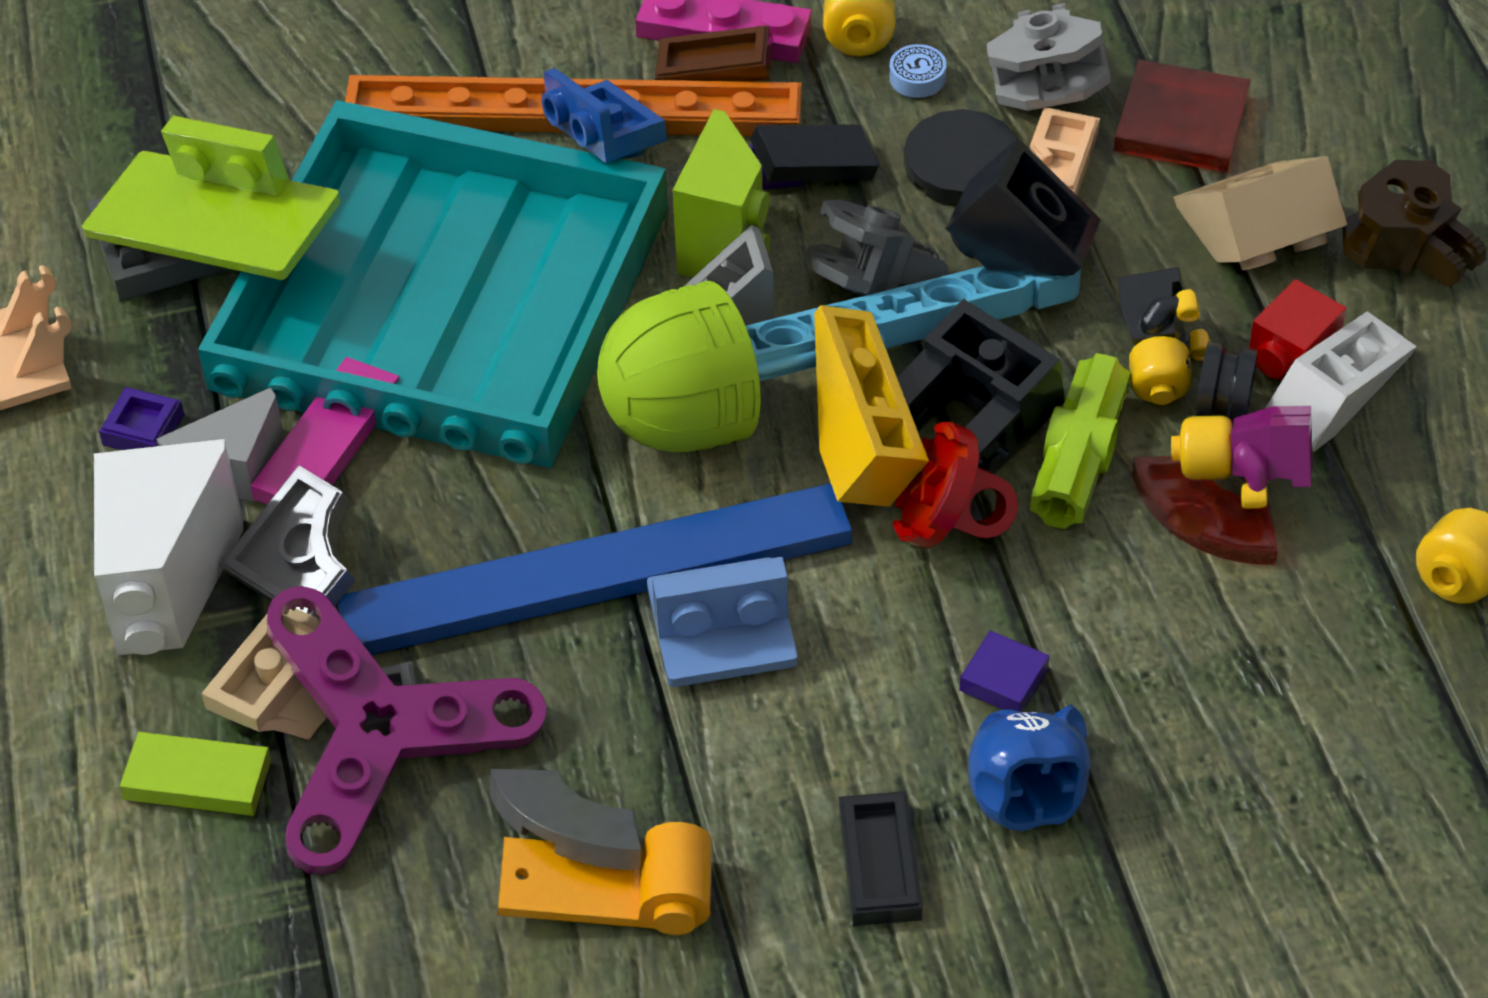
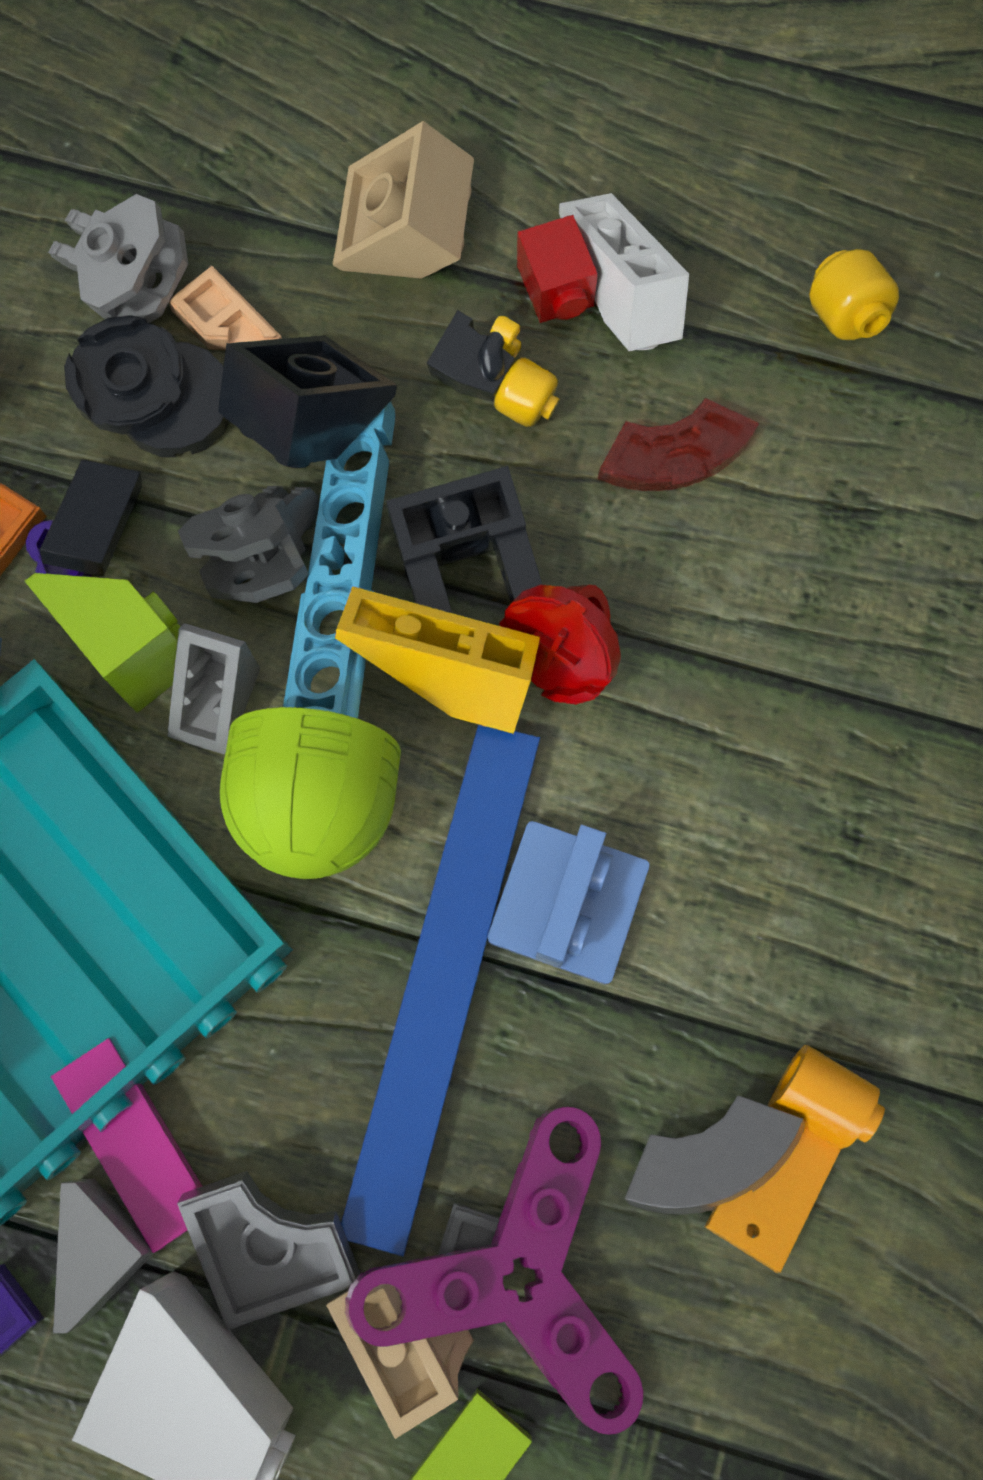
camera: 60 degrees left, 25 degrees up
(880, 858) = (880, 911): black tile -> none
(918, 71) = (42, 373): light blue tile -> none
(953, 111) = (126, 374): none -> black tile
(1004, 672) = (753, 703): dark purple tile -> none
(1029, 767) = (870, 740): blue piece -> none
(1080, 441) = (561, 499): lime piece -> none
(1182, 115) = (250, 201): clear red tile -> none
(1226, 381) = (586, 355): black wheel -> none
(1256, 447) = (677, 371): magenta piece -> none
(1412, 227) = (508, 111): dark brown hinge -> none

